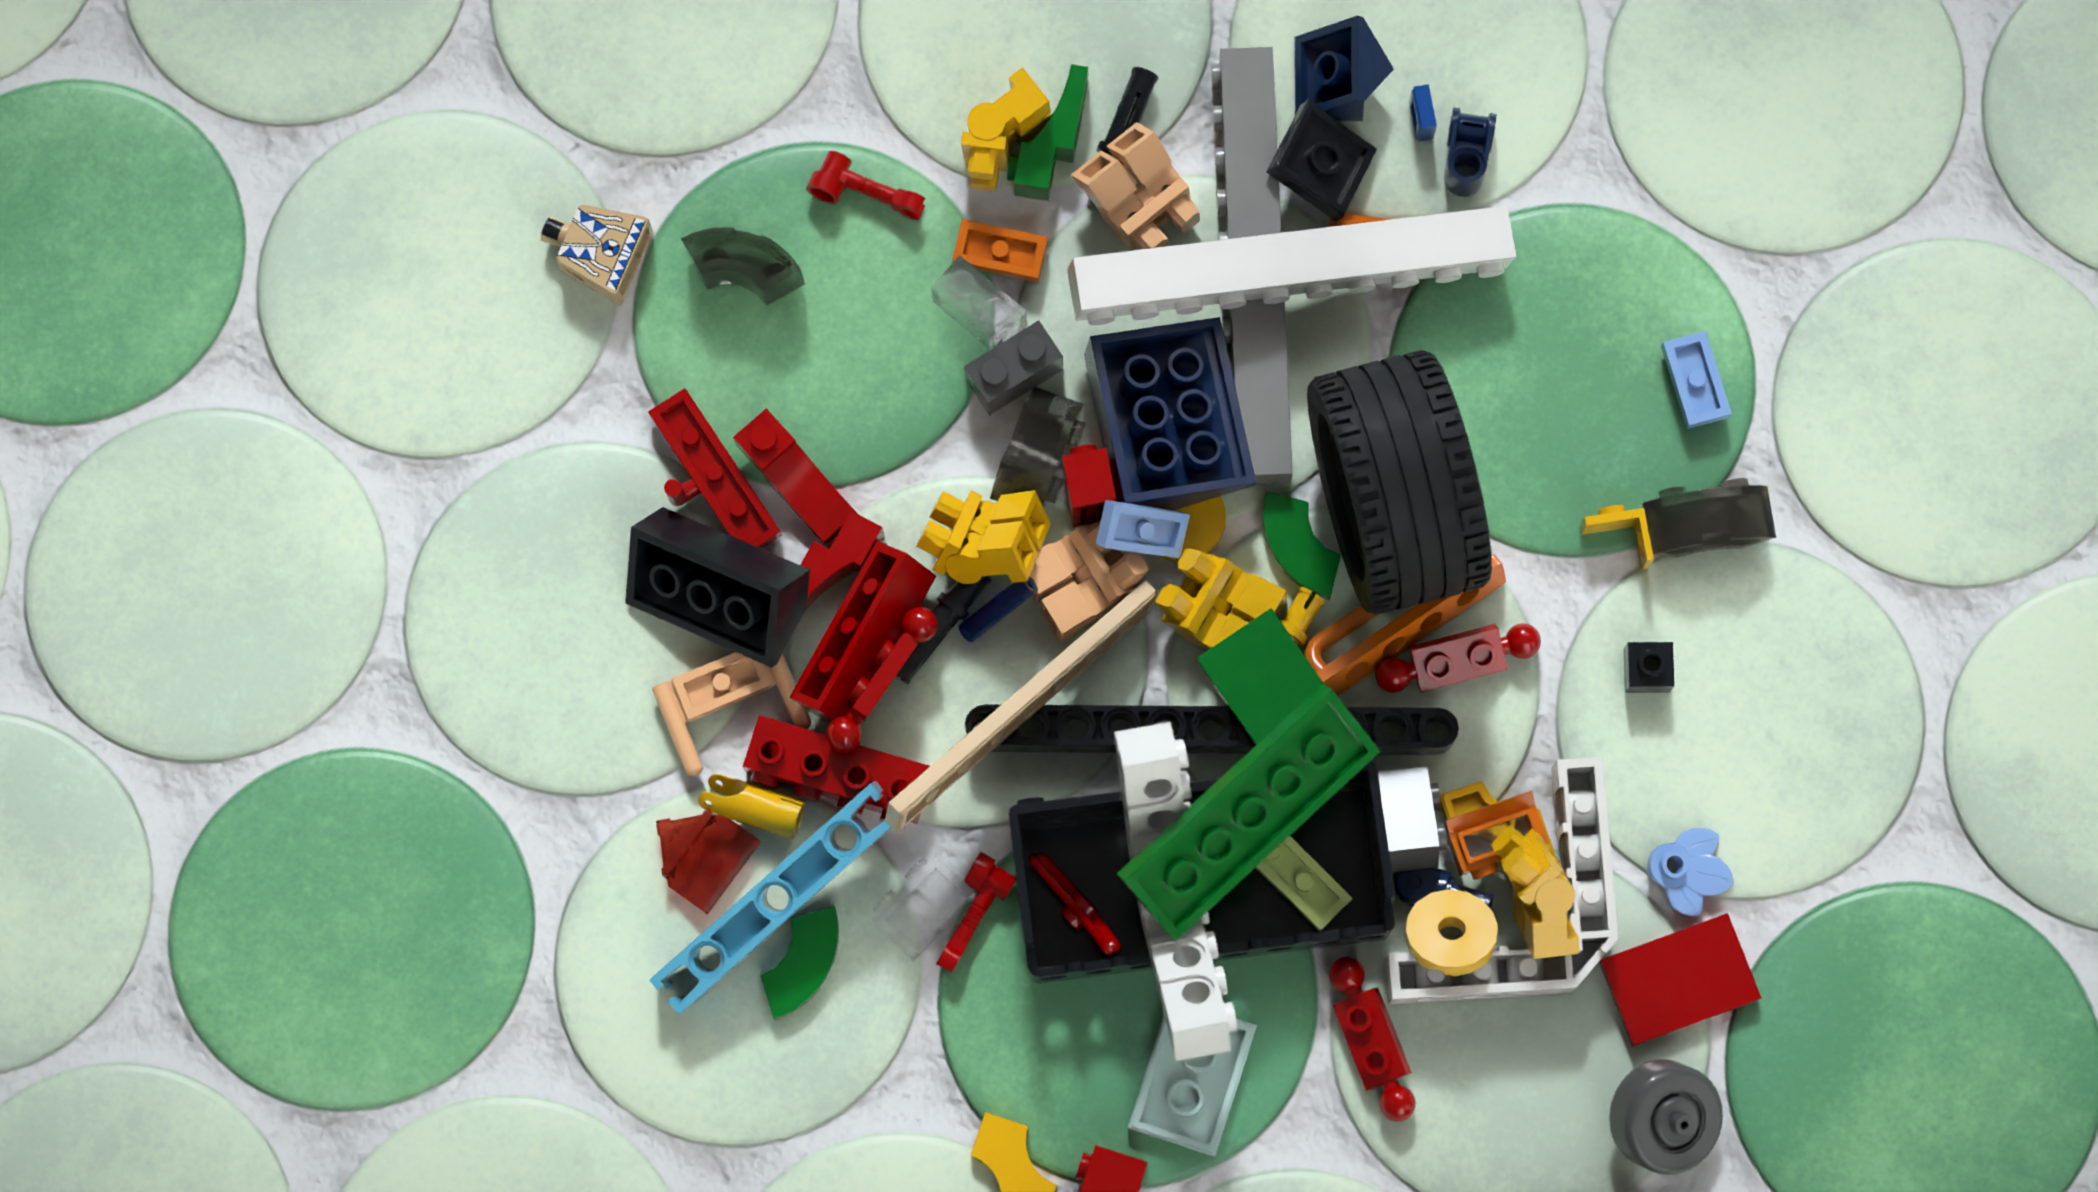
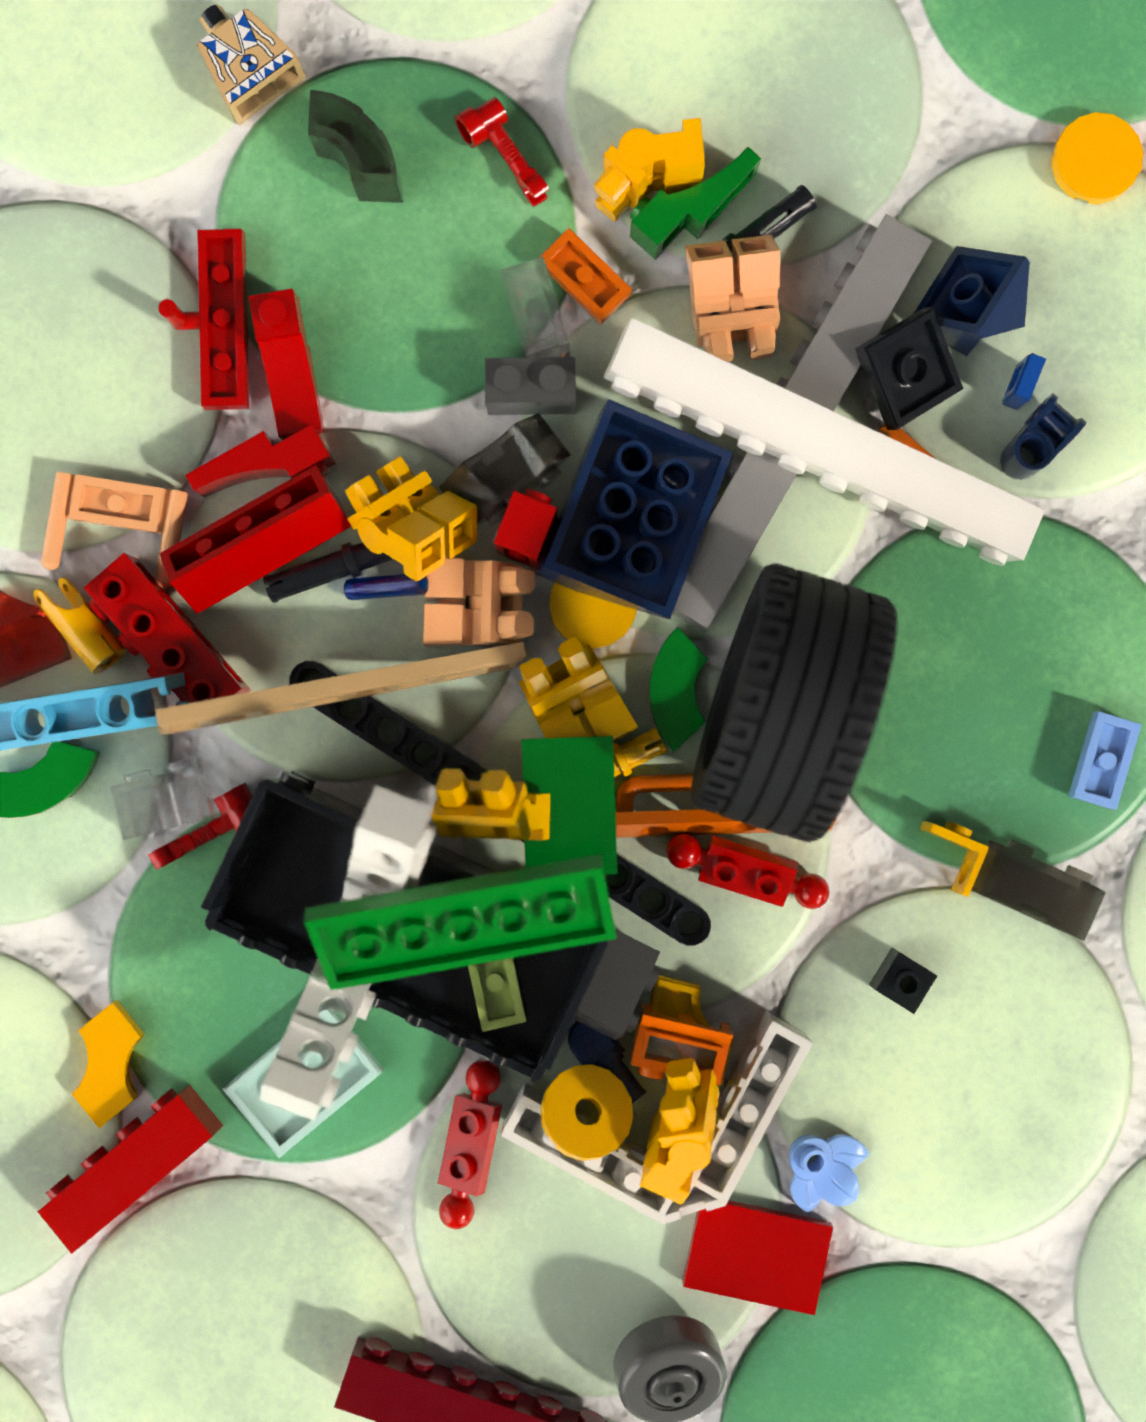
camera: 30 degrees right, 10 degrees up
(715, 585) = (156, 416): black slope -> none
(845, 731) = (182, 615): red plate -> none
(1078, 908) = (289, 885): red piece -> none
(1142, 529) = (545, 598): light blue plate -> none
(1213, 719) = (489, 807): none -> yellow hips

